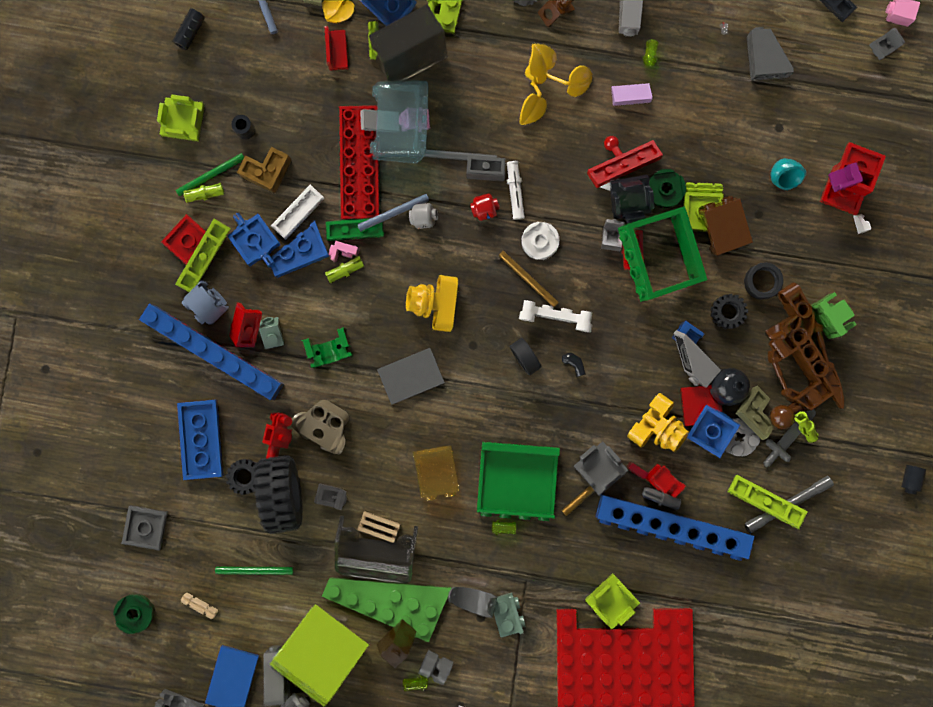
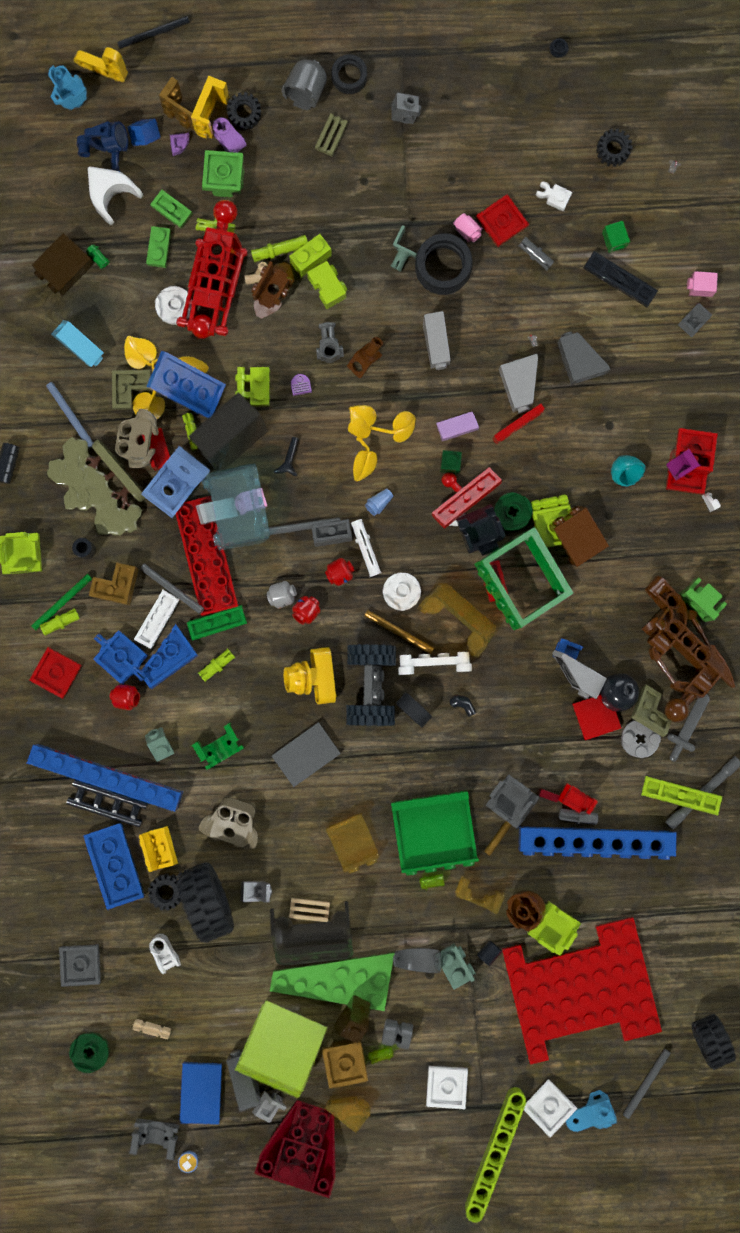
camera: 20 degrees left, 0 degrees up
(196, 379) = (114, 812): none -> black bar
(203, 255) = (74, 684): lime plate -> none
(205, 303) = (88, 731): sand blue brick -> none
(229, 536) = (166, 956): none -> white piece
(245, 326) = (132, 744): red panel -> none
(246, 433) = (158, 849): none -> yellow bracket
(249, 279) = (124, 697): none -> red head
(255, 570) = (197, 981): green bar -> none
(263, 71) = (91, 489): none -> olive plant
(277, 434) = (189, 843): red piece -> none
(313, 29) = (137, 454): none -> dark tan piece
(319, 186) = (171, 588): none -> dark grey piece
(346, 249) = (215, 646): bright pink bracket -> none
(354, 78) = (180, 474): none -> medium blue bracket
(377, 684) = (344, 1063): none -> pearl gold panel
(393, 212) = (250, 598): sand blue bar -> none
(443, 236) = (306, 610): none -> red head
(458, 93) = (287, 465): none -> black piece
(489, 20) = (300, 385): none -> medium lavender tile
(497, 296) = (373, 677): none -> black plate
(537, 149) = (378, 502): none -> medium blue cone
(543, 610) = (489, 953): none -> black beam
(558, 562) = (491, 902): none -> clear yellow piece
(589, 577) = (526, 910): none -> reddish brown cylinder
(609, 293) = (445, 596): none -> clear yellow windscreen
(611, 235) = (469, 571): flat silver bracket -> none
(617, 126) = (450, 462): none -> dark green brick
(650, 53) = (466, 381): clear neon green pin -> none
(667, 432) = (570, 751): yellow beam -> none
(691, 105) = (518, 424): none -> red tile
(701, 64) = (519, 382): none -> light grey slope
(713, 431) = (613, 739): blue slope -> none
(740, 311) = (613, 618): black tyre -> none
(774, 270) = (631, 566): black tyre -> none
(806, 427) = (702, 714): lime pin -> none

